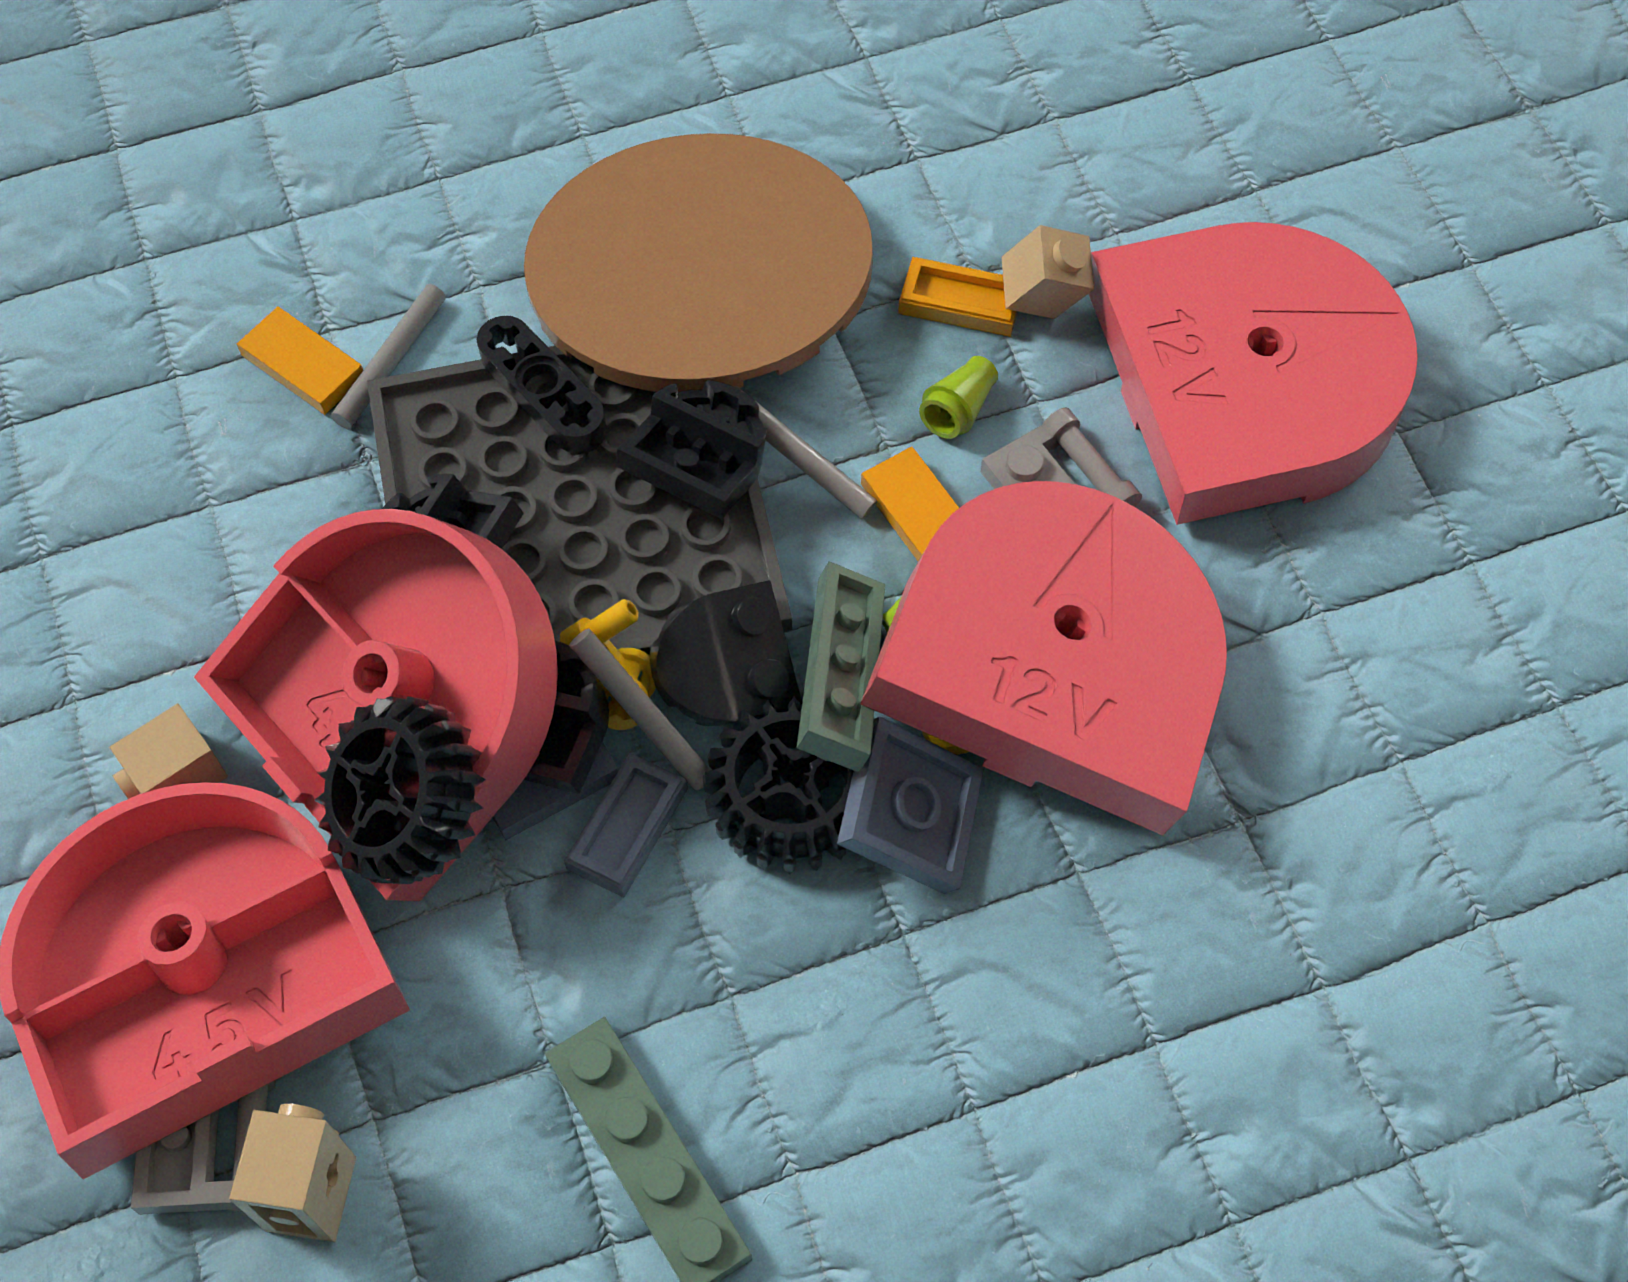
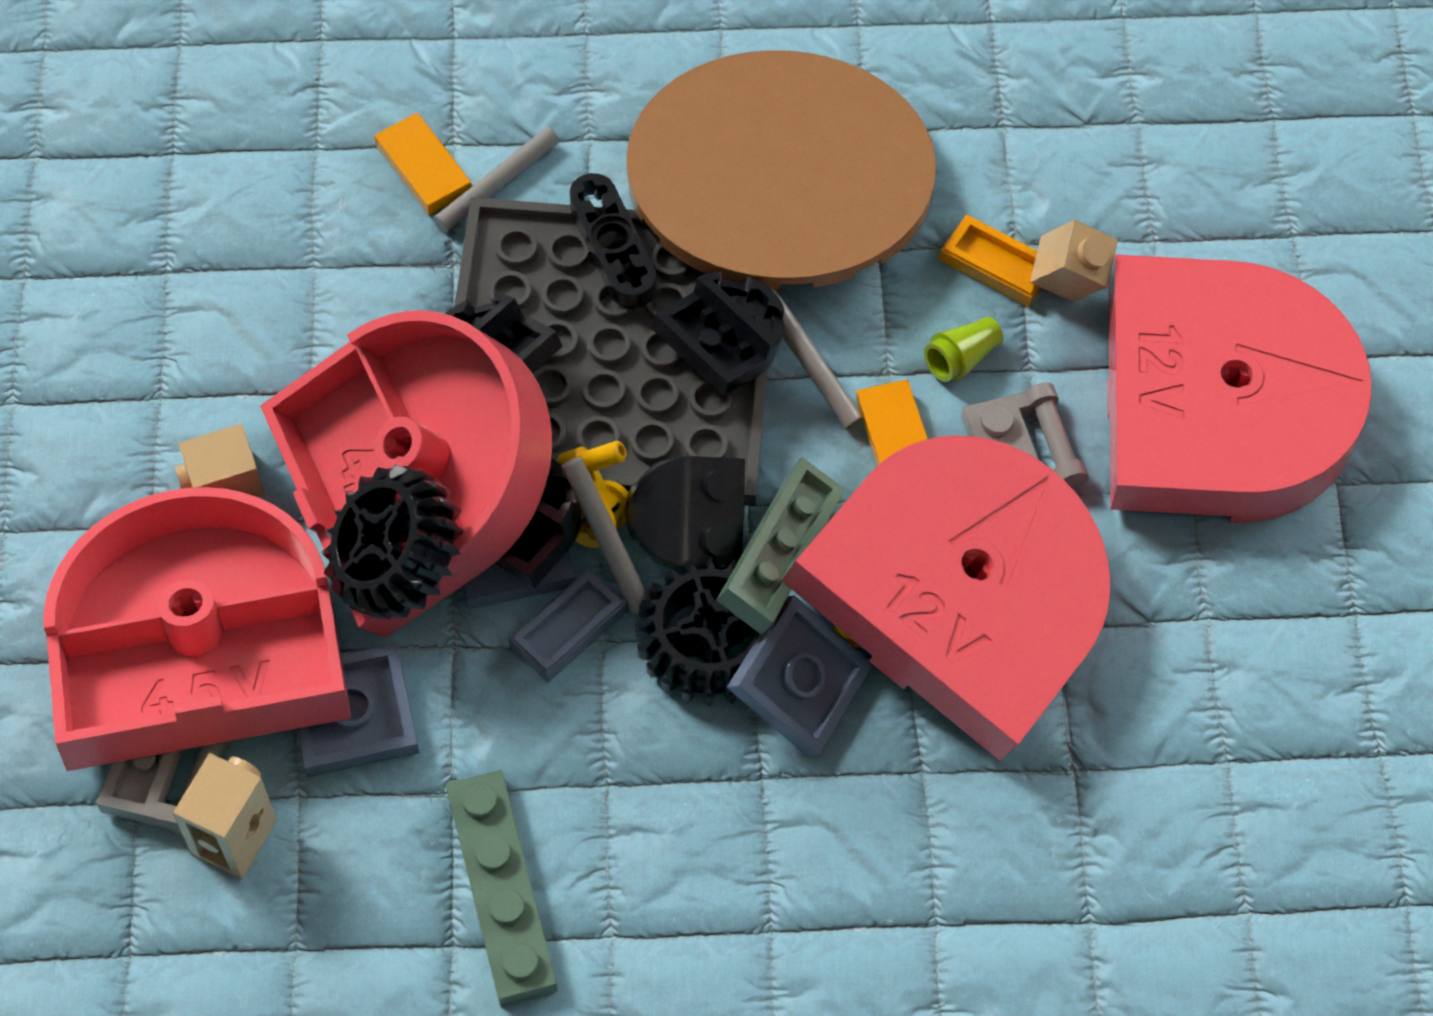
camera: 15 degrees right, 0 degrees up
(442, 999) = (379, 721): none -> sand blue tile

